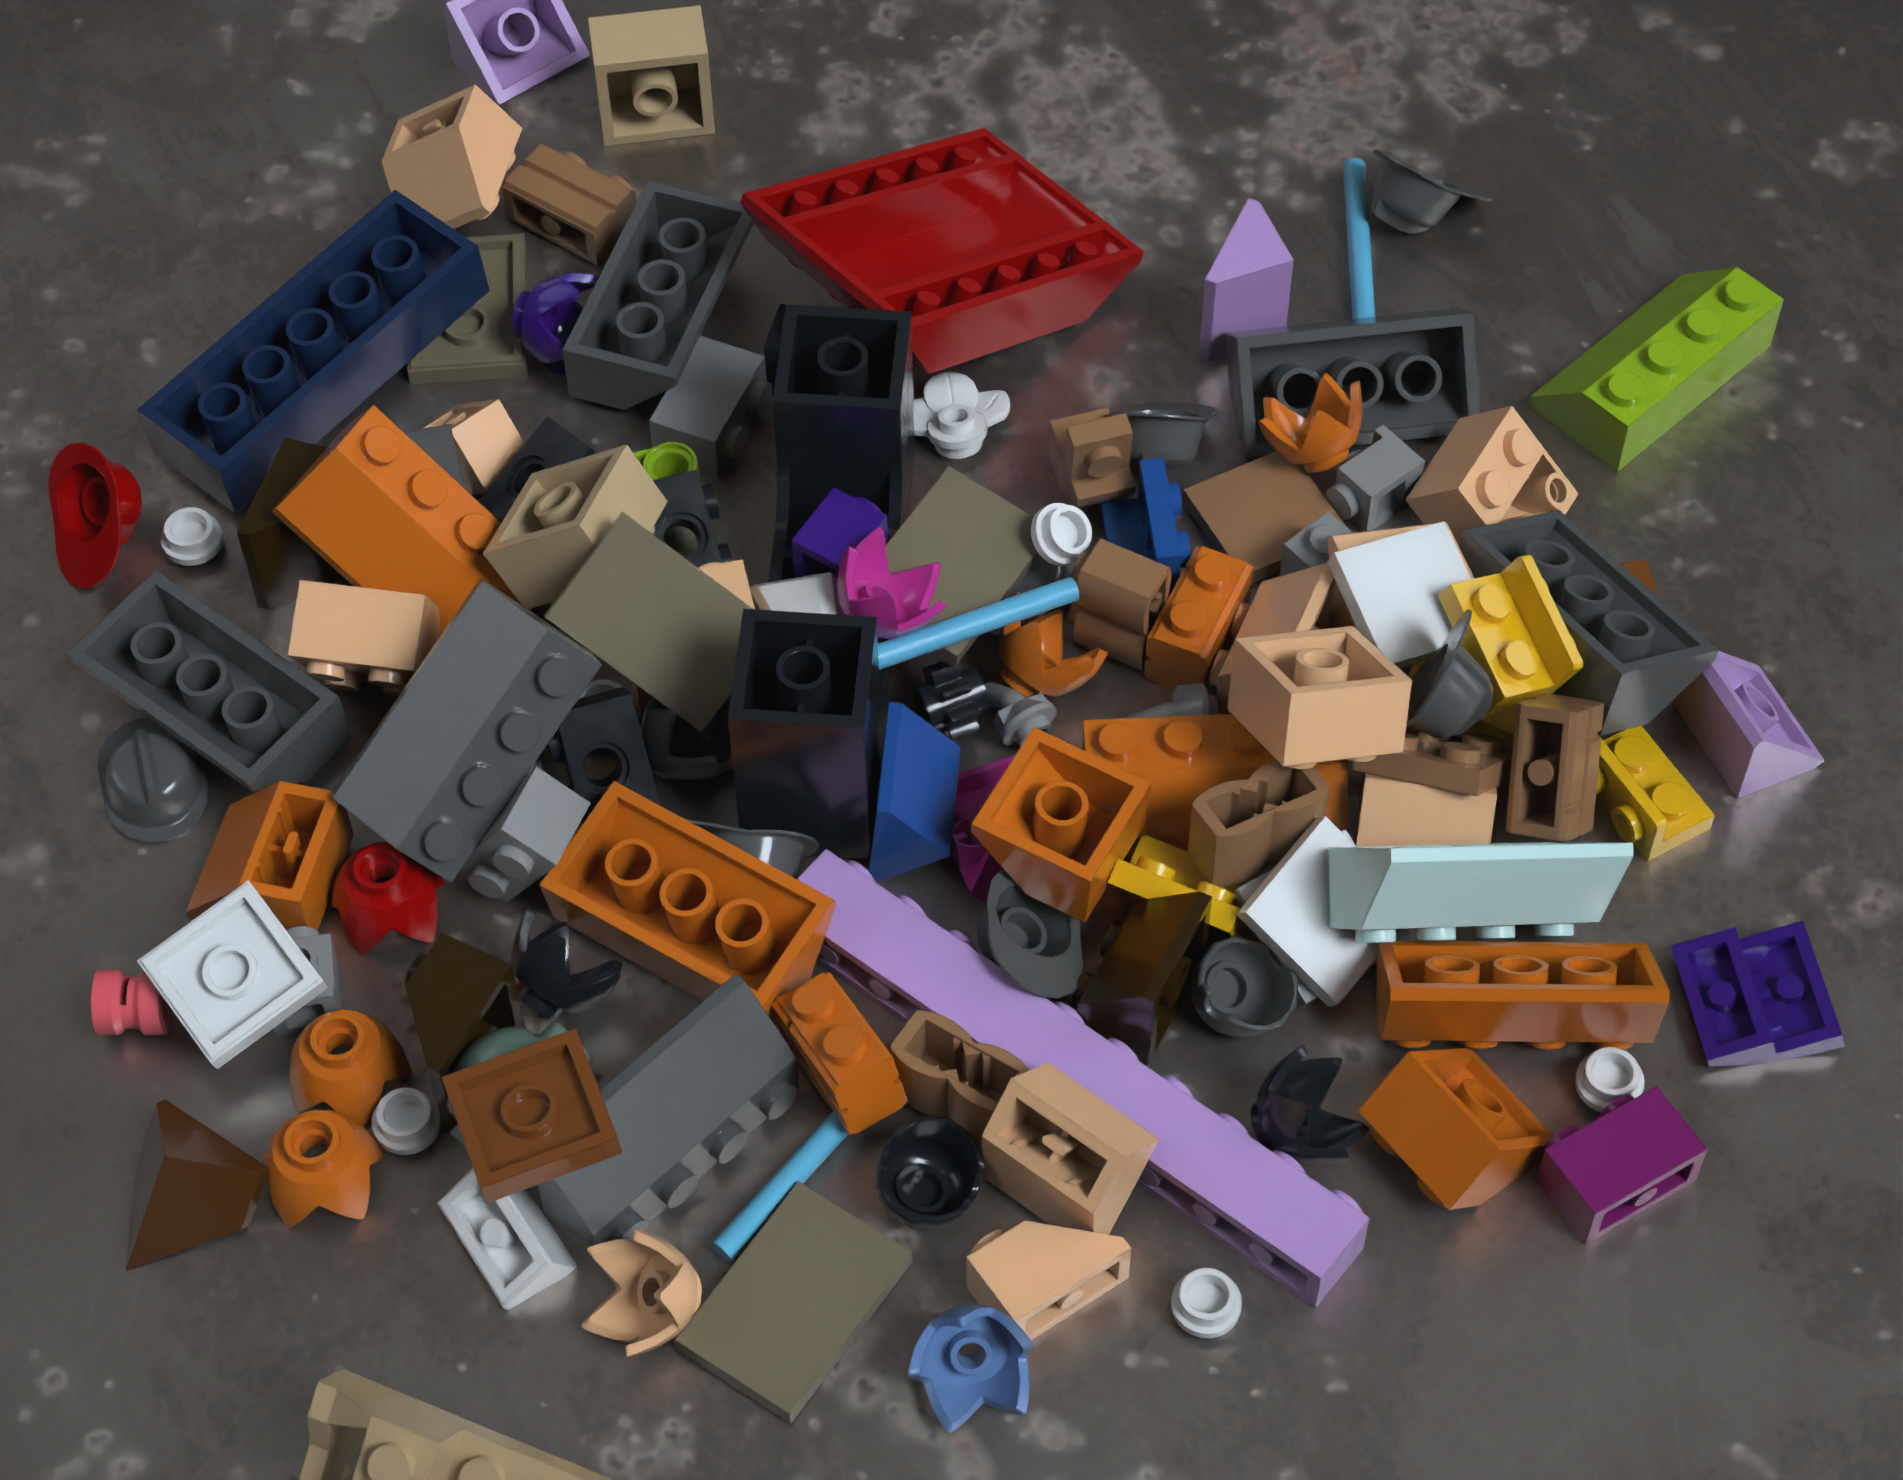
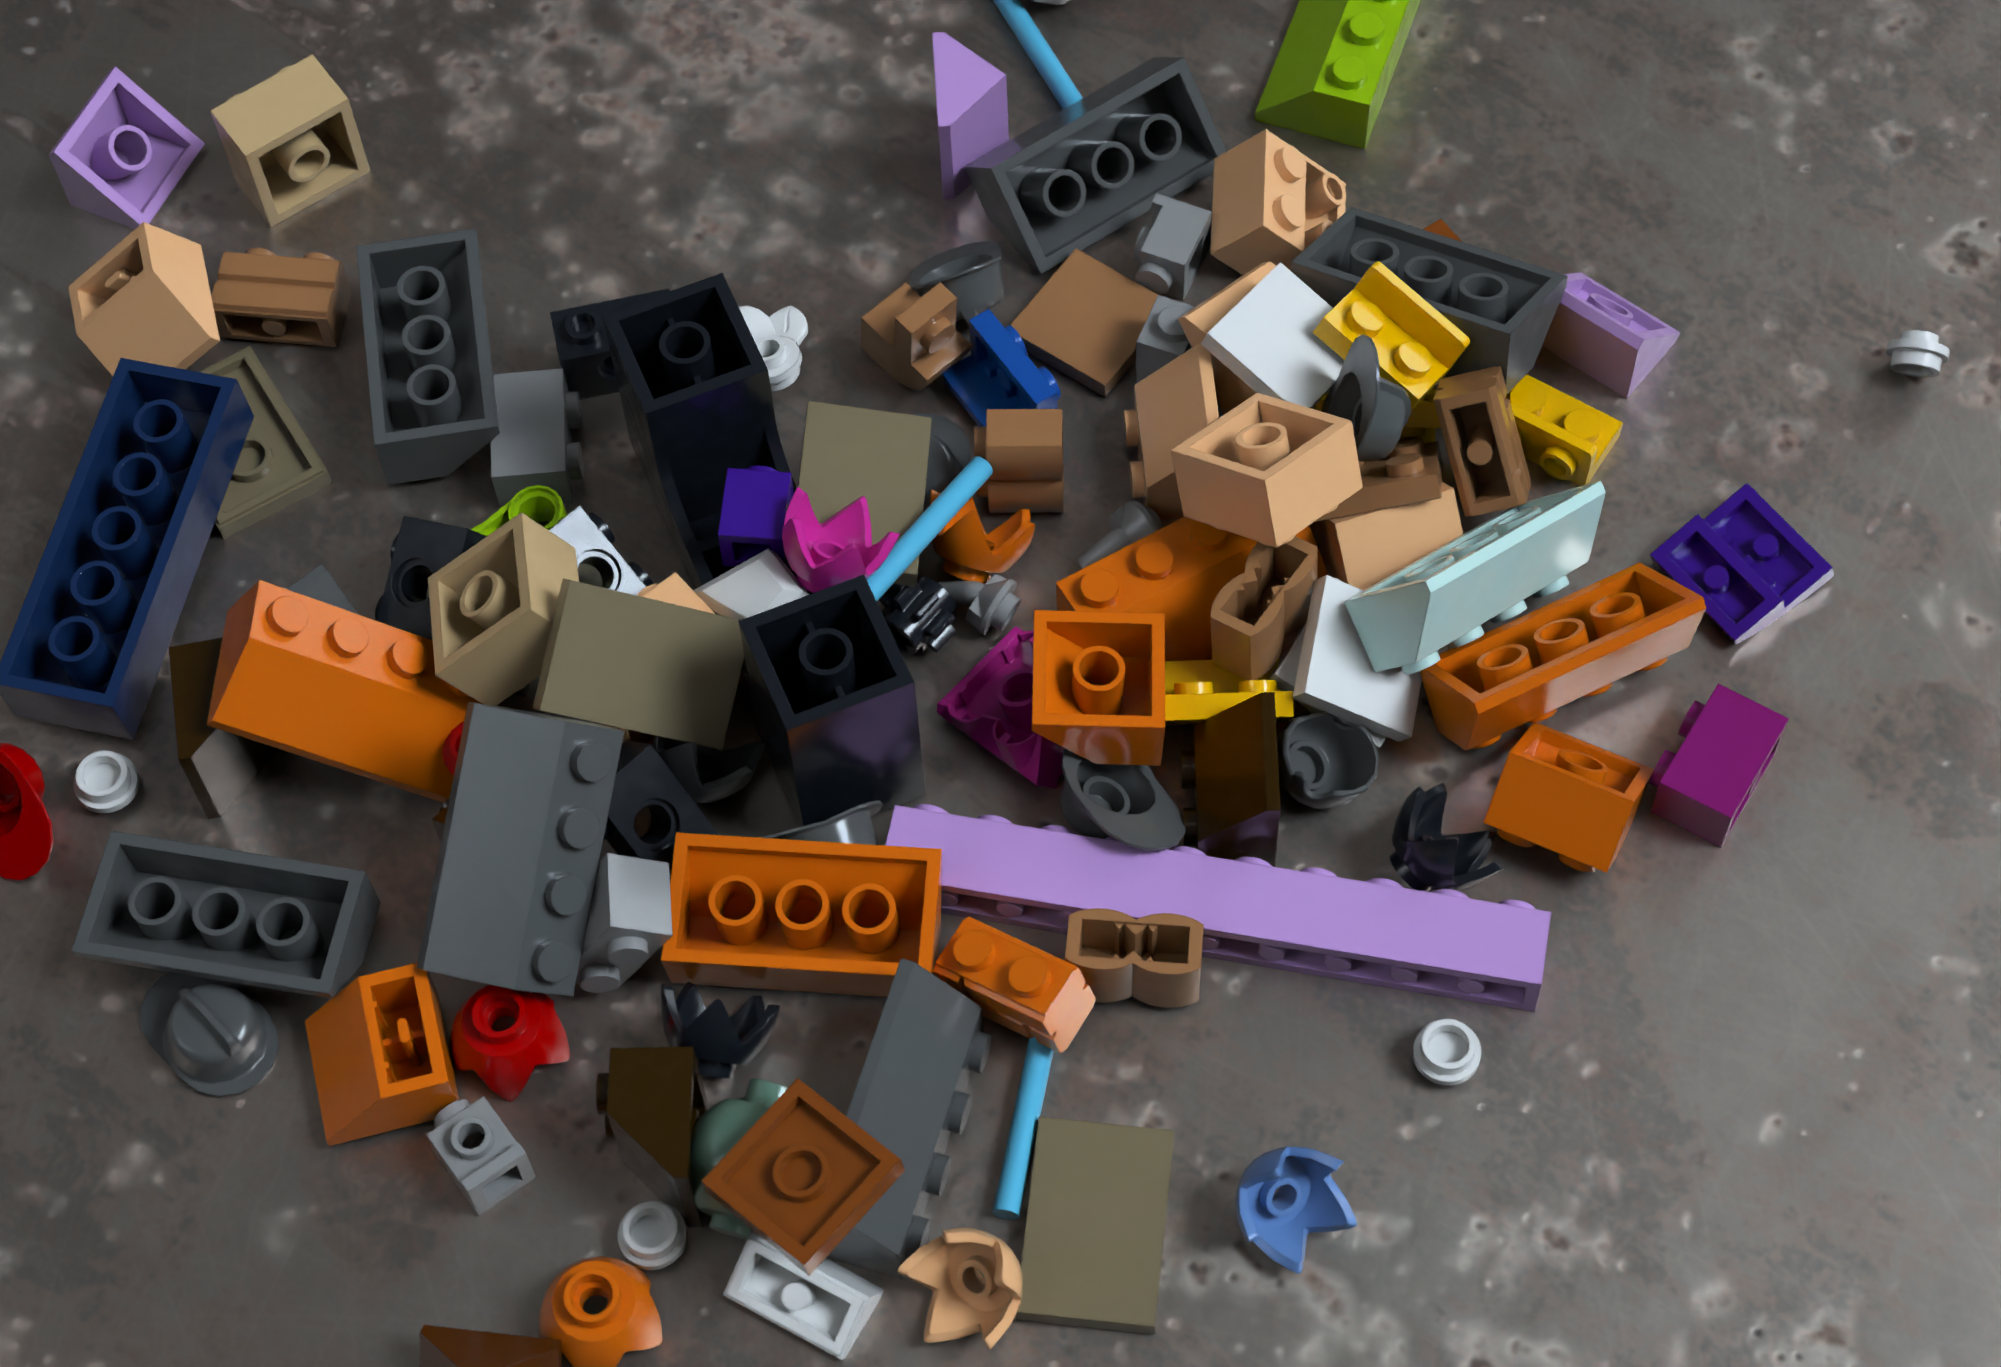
camera: 25 degrees left, 5 degrees up
(127, 1003) = (344, 1241): coral wheel -> none
(232, 974) = (423, 1178): white tile -> none
(350, 1080) = (582, 1228): orange piece -> none
(362, 635) = (355, 802): light nougat slope -> none
(483, 441) = (345, 552): light nougat slope -> none
(549, 315) = (336, 416): dark purple piece -> none
(913, 795) = (953, 728): blue slope -> none
(929, 1173) = (1153, 1054): black hair -> none
(955, 236) = (675, 188): red slope -> none
(1044, 1272) = (1297, 1093): light nougat slope -> none
(1060, 533) = (945, 419): white plate -> none
(1064, 1151) = (1268, 981): light nougat slope -> none
(1197, 619) = (1094, 444): orange brick -> none
(1324, 435) = (1106, 220): orange piece -> none
(1607, 1076) = (1665, 695): white plate -> none

